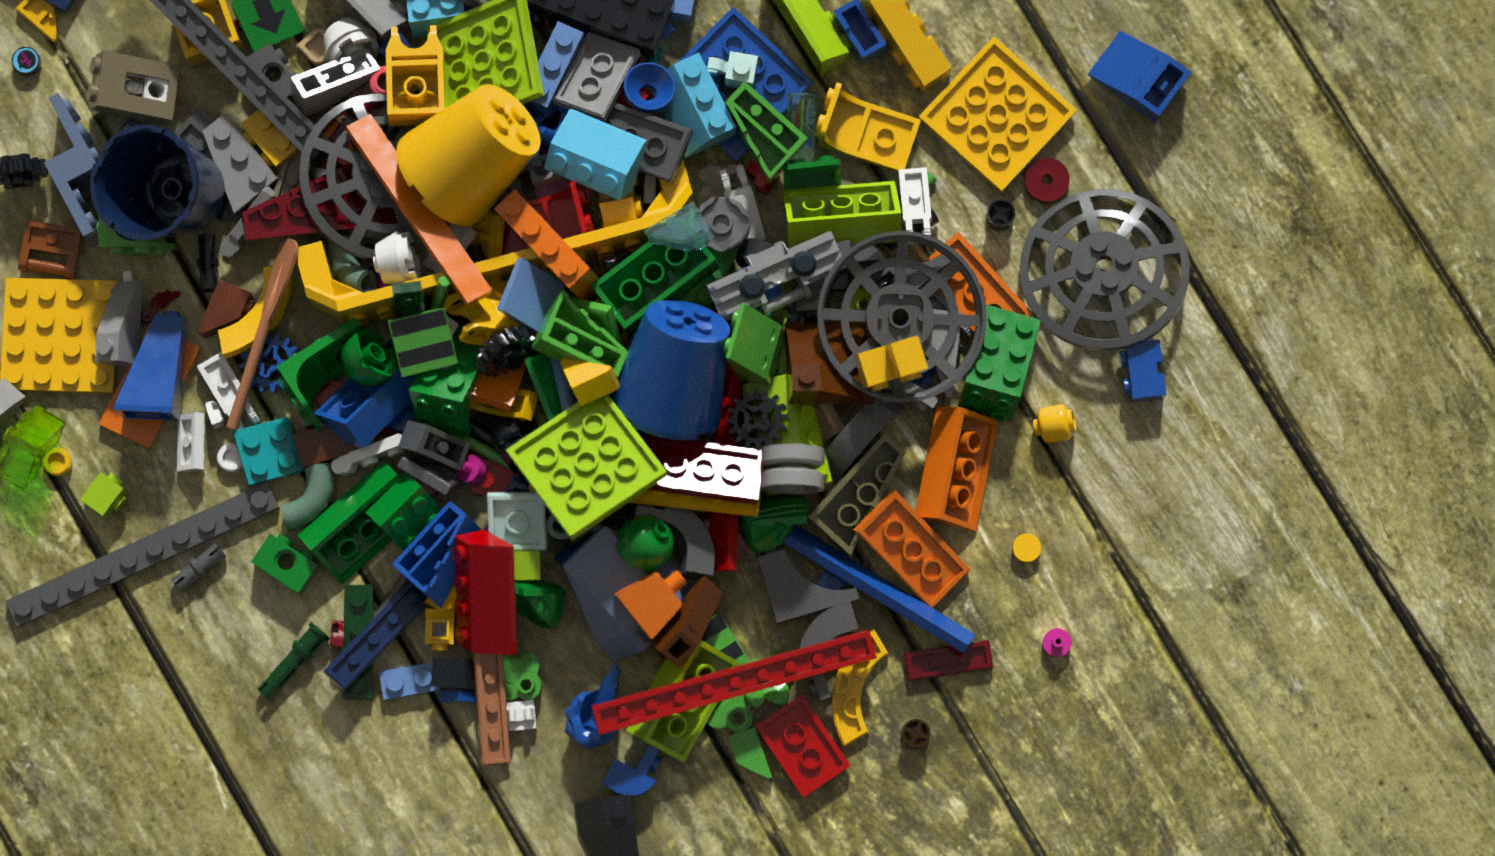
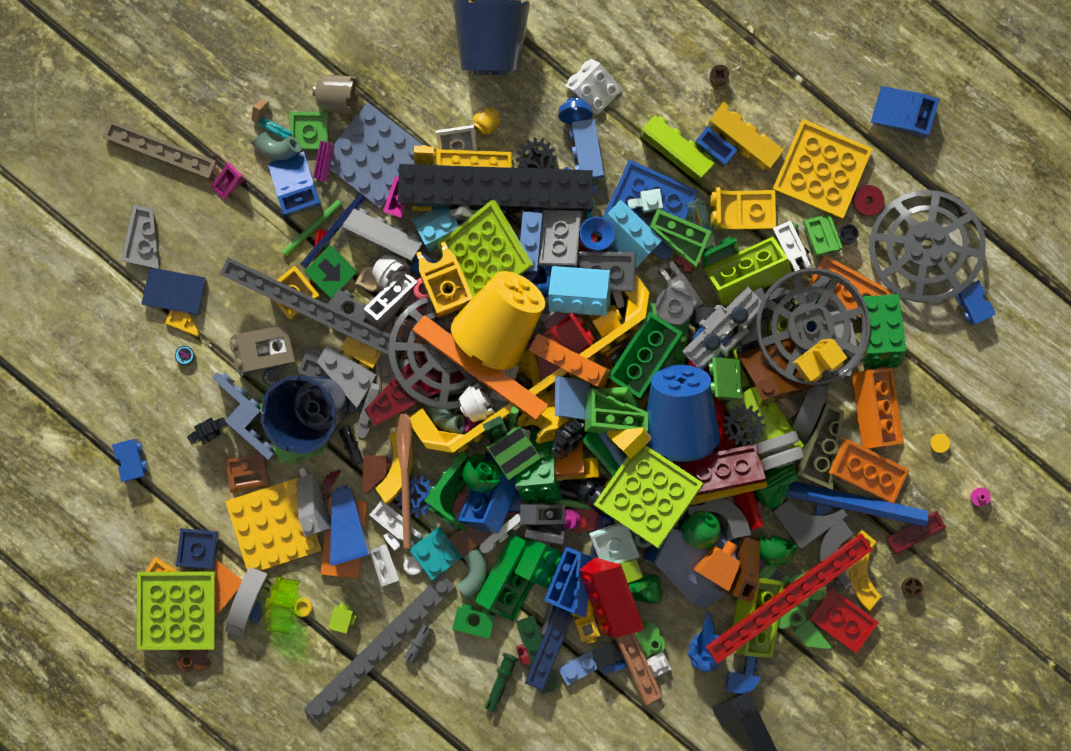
camera: 15 degrees left, 5 degrees up
(681, 230) = (655, 322): clear light blue slope -> none
(742, 613) = (776, 550): none -> green cylinder
(964, 204) = (822, 235): none -> bright green plate
(1055, 423) = (930, 357): yellow head -> none

